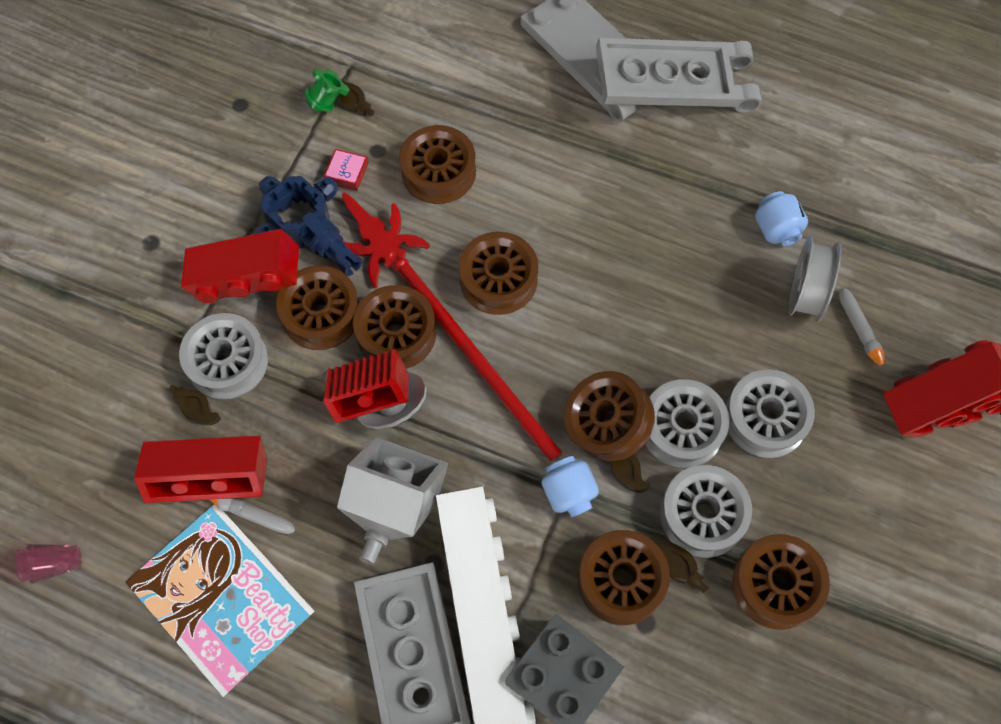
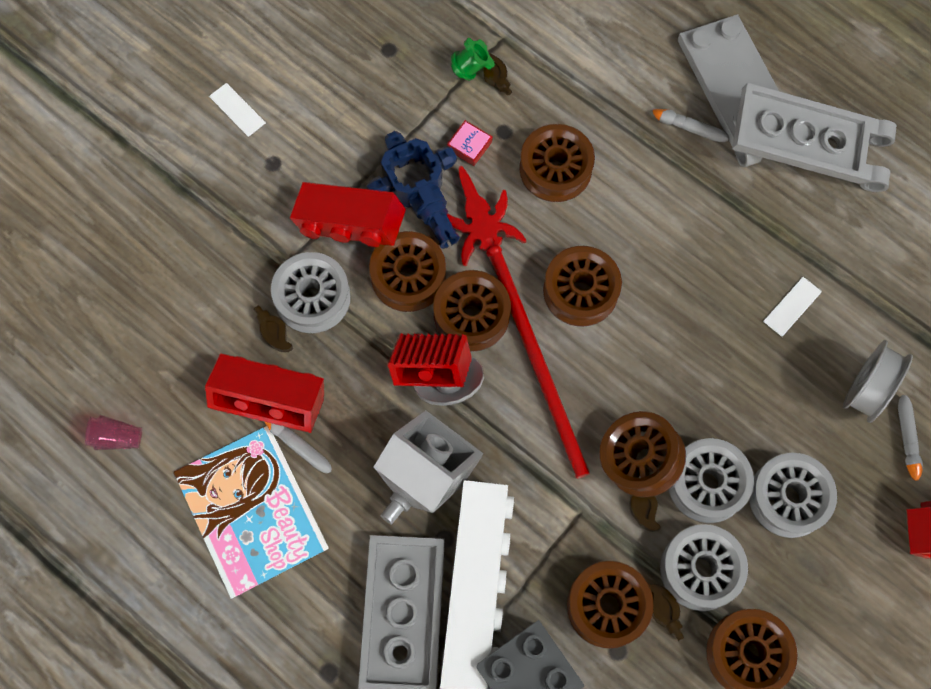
camera: 15 degrees right, 5 degrees up
(100, 201) = (237, 109): none -> white sticker
(557, 96) = (694, 126): none -> light grey piece
(570, 486) = (587, 508): light blue head -> none
(708, 237) = (792, 306): none -> white sticker
(781, 218) = (867, 310): light blue head -> none

